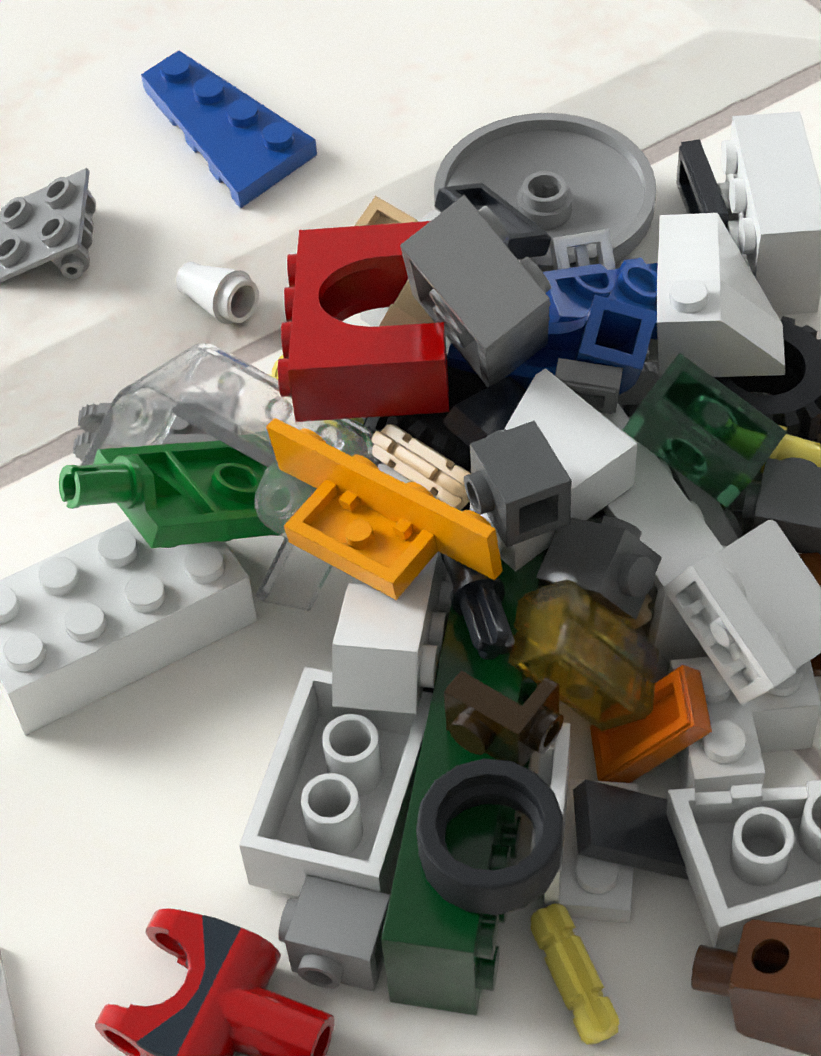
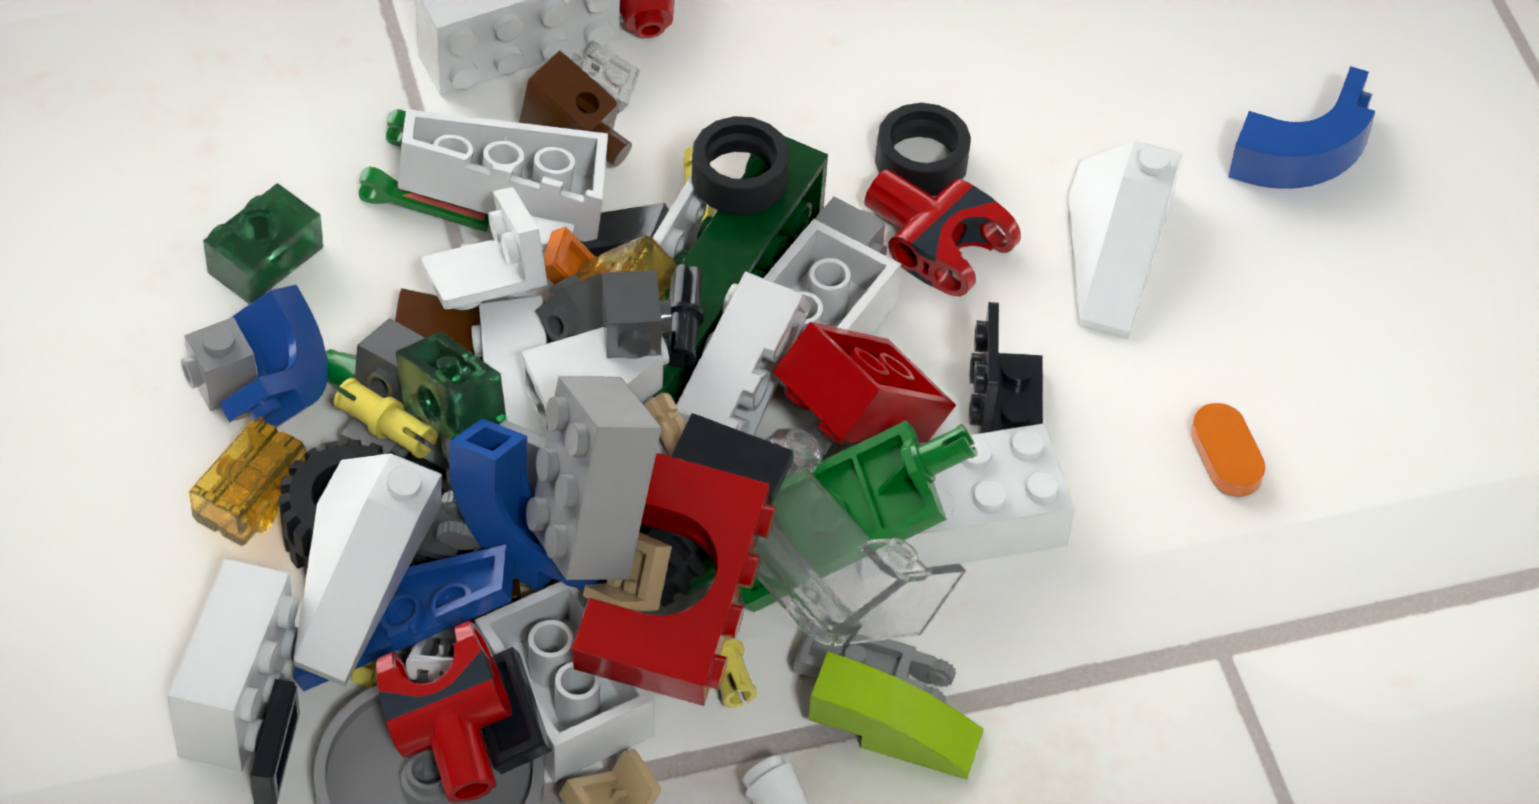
camera: 170 degrees left, 0 degrees up
(75, 778) = (1005, 384): none -> black bracket
(106, 371) = (893, 716): none -> lime slope
(234, 645) = (860, 385): none -> red brick
(371, 430) = (734, 452): none -> black tile
(373, 521) = (746, 355): light orange bracket -> none
(498, 726) = (705, 220): dark brown bracket -> none
(530, 187) = (448, 713): none -> red connector

